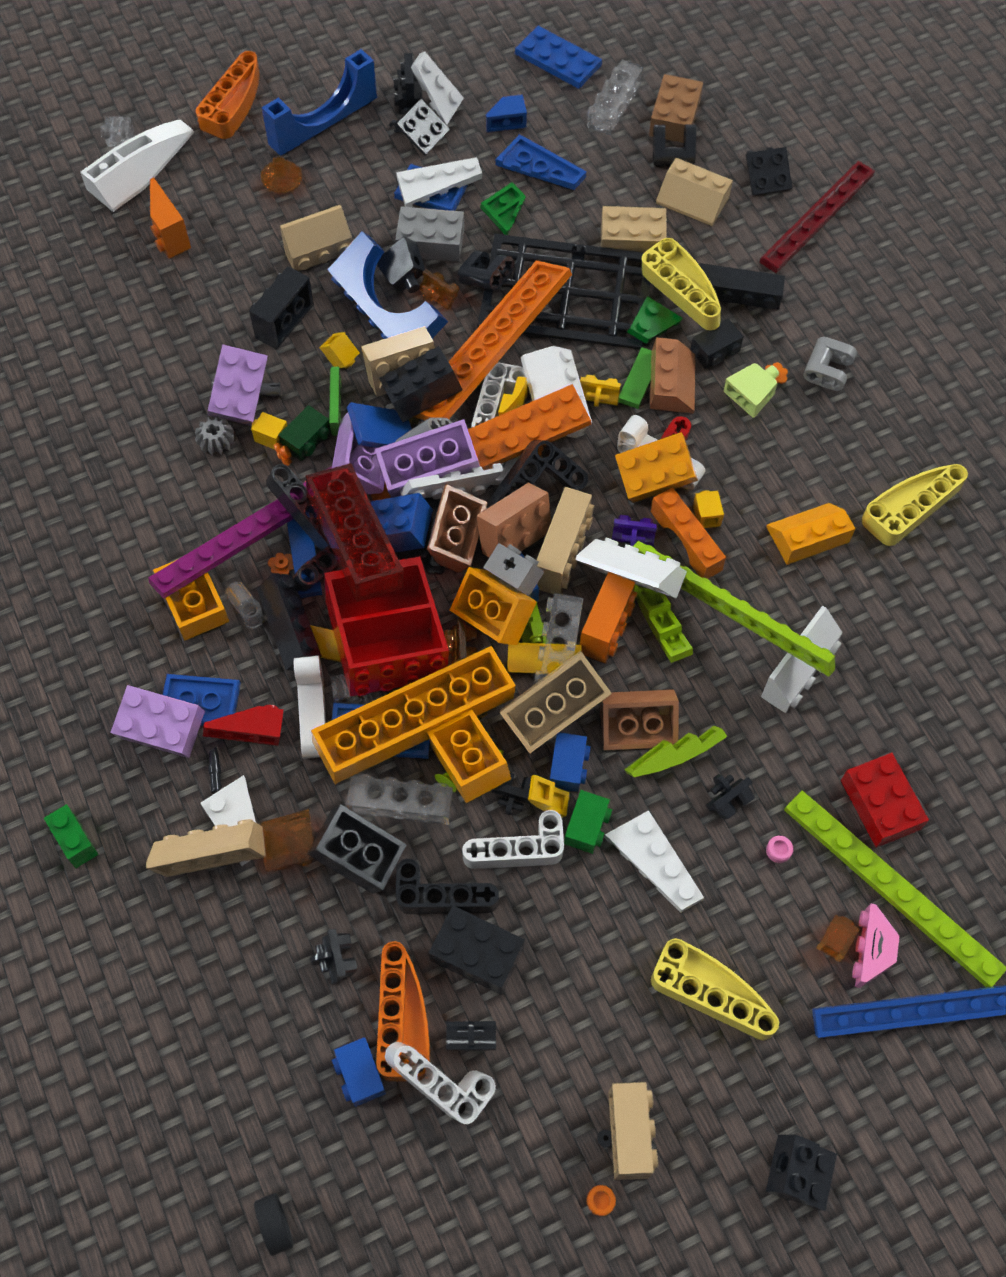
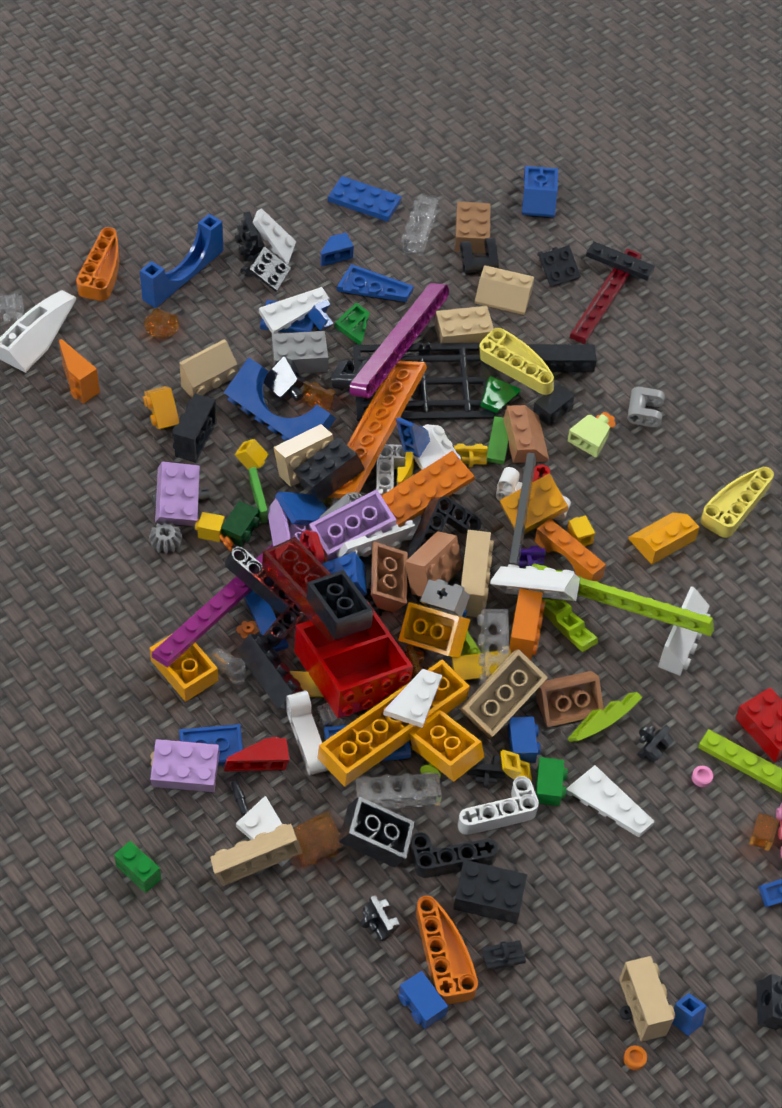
camera: 15 degrees left, 10 degrees down
(251, 276) = (162, 406): none -> light orange brick
(369, 562) = (339, 605): none -> black brick
(372, 478) = (312, 542): none -> red beam
(434, 1079) = (463, 978): white beam -> none
(444, 692) = (415, 699): none -> white wing
(465, 191) = (318, 315): none -> blue panel
(528, 359) = (413, 437): none -> blue slope
(547, 236) = (399, 340): none -> magenta beam
(637, 472) = (522, 509): none -> dark grey tile
(679, 1161) = (689, 1014): none -> blue brick
(712, 979) = (677, 879): light yellow beam -> none
(768, 75) = (540, 191): none -> blue slope
(845, 175) = (620, 261): none -> black plate

